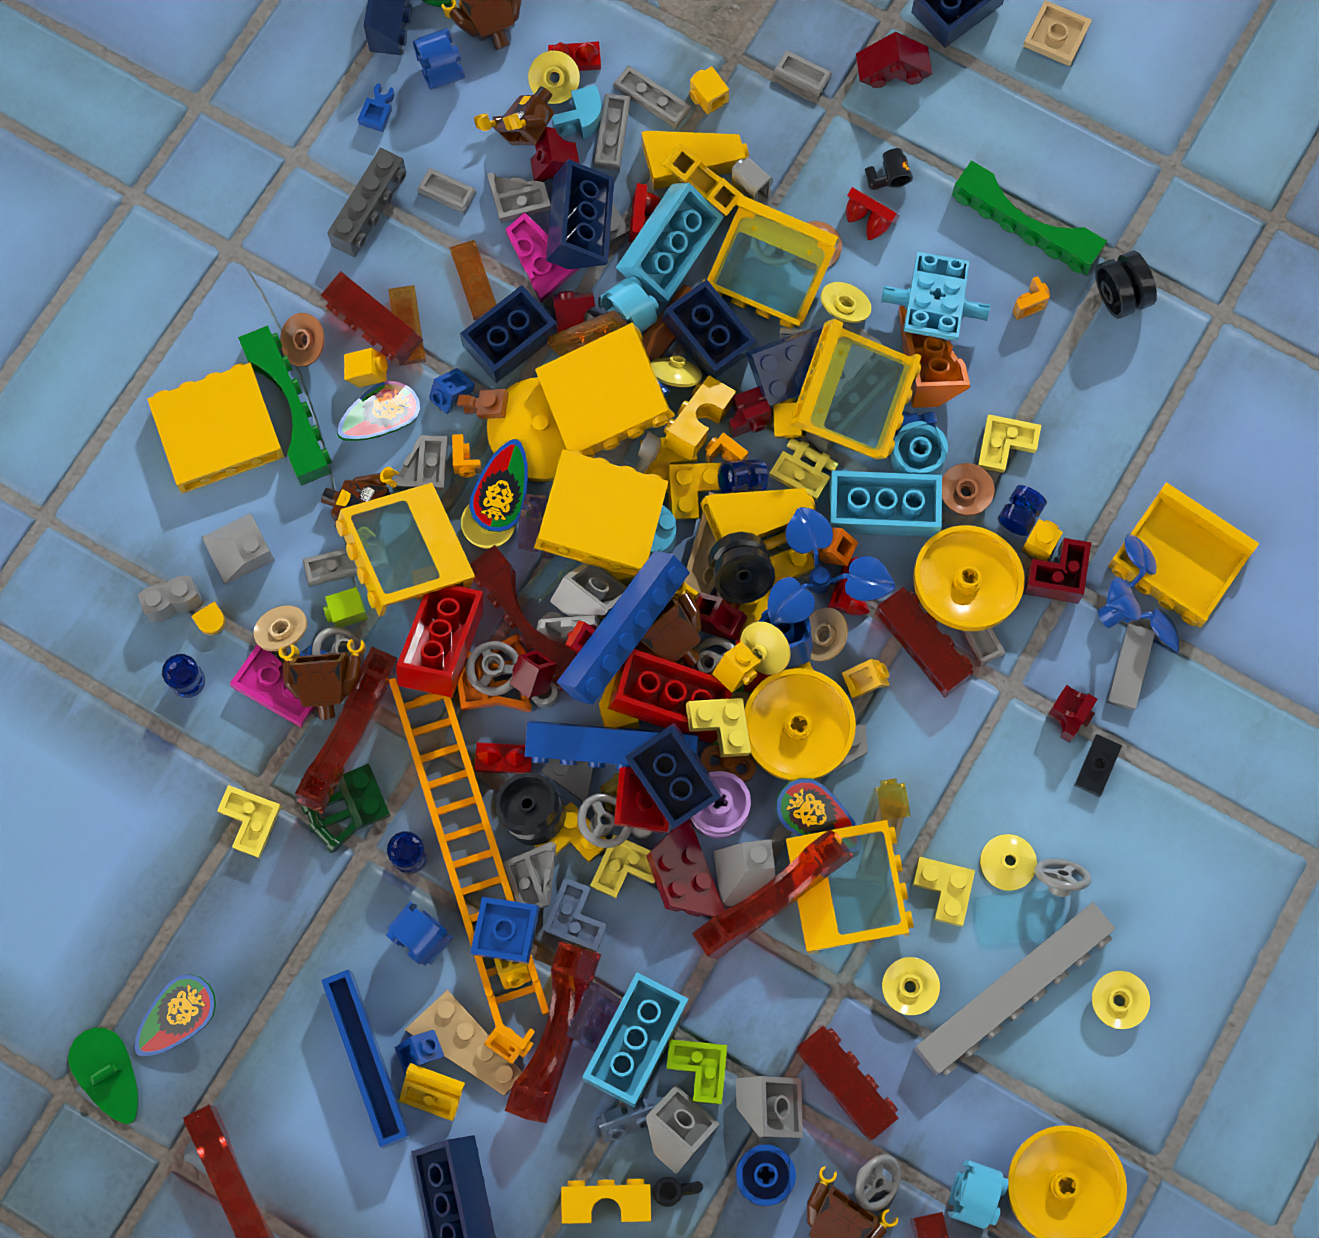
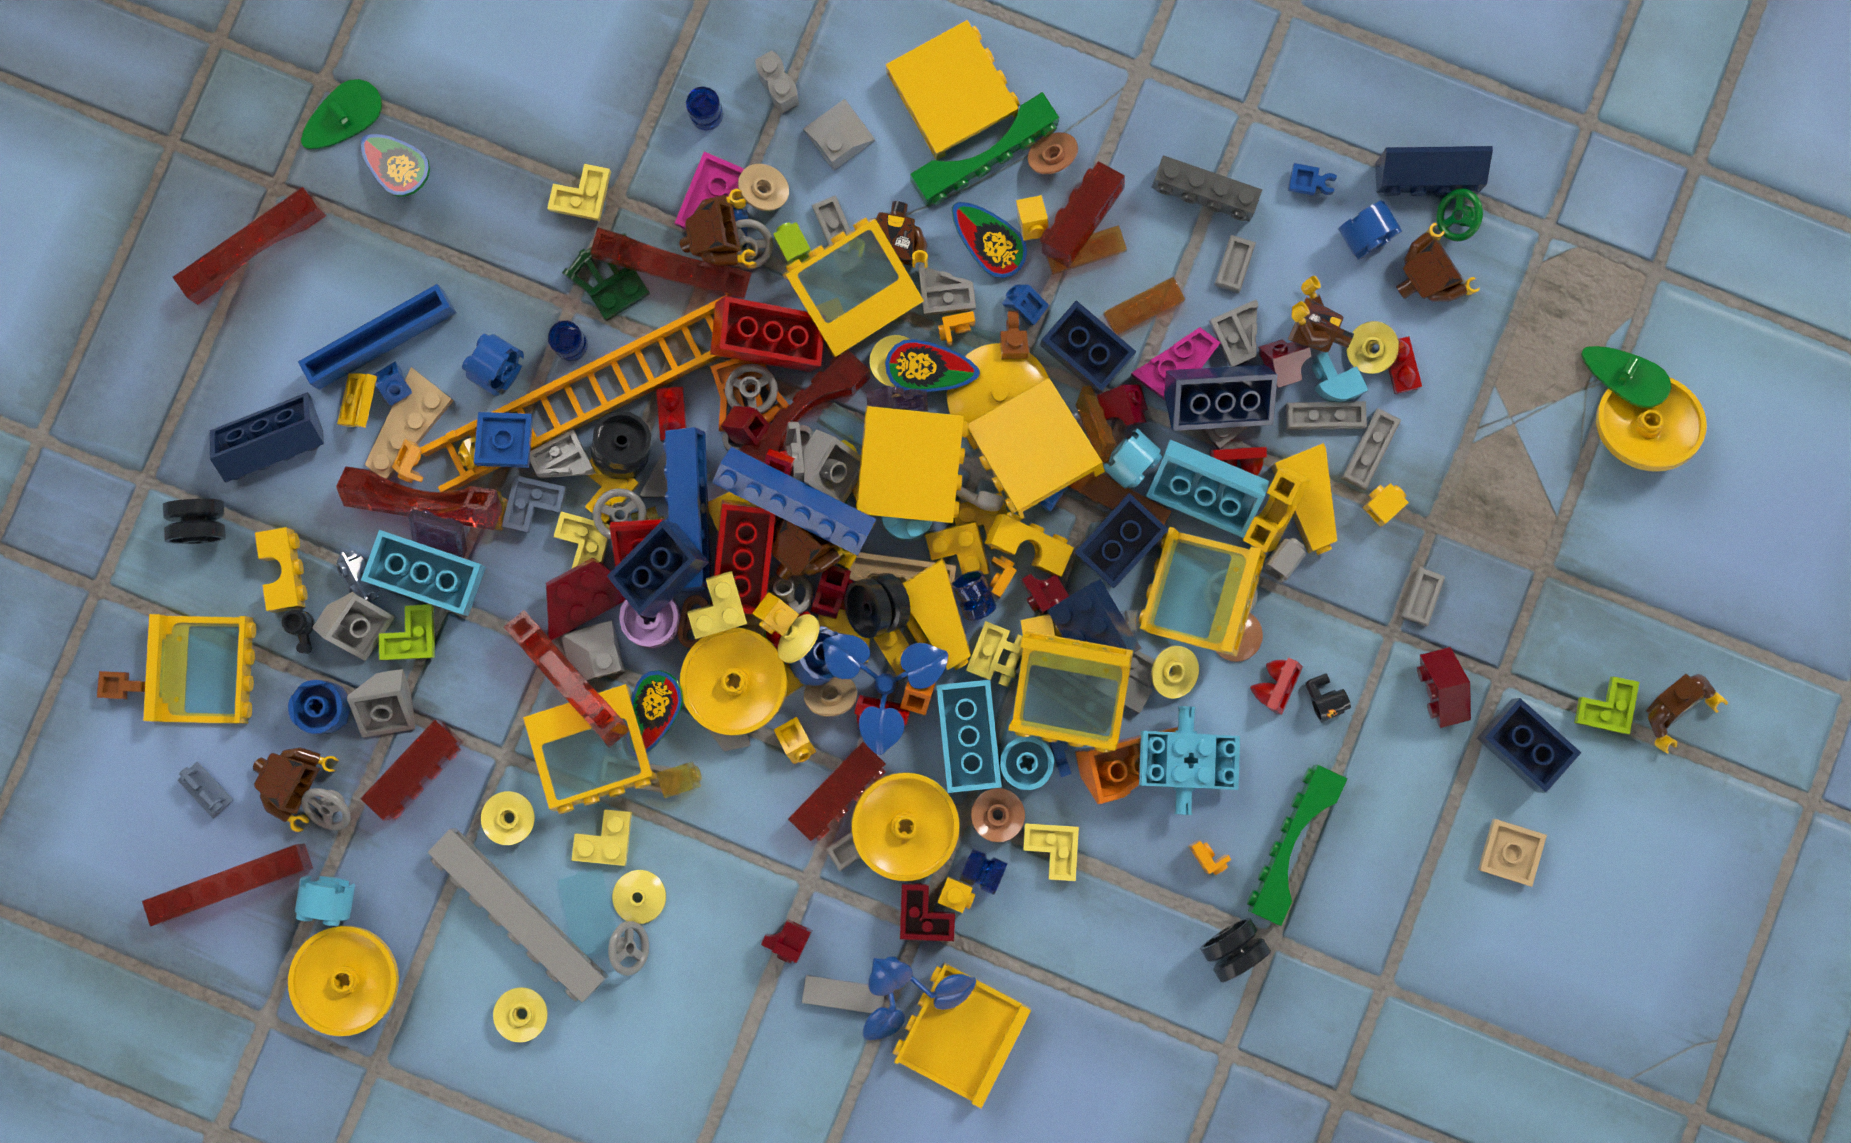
camera: 85 degrees right, 10 degrees up
(209, 619) = (765, 122): yellow tile -> none
(676, 371) = (1074, 515): light yellow dish -> none
(1098, 765) = (742, 972): black plate -> none

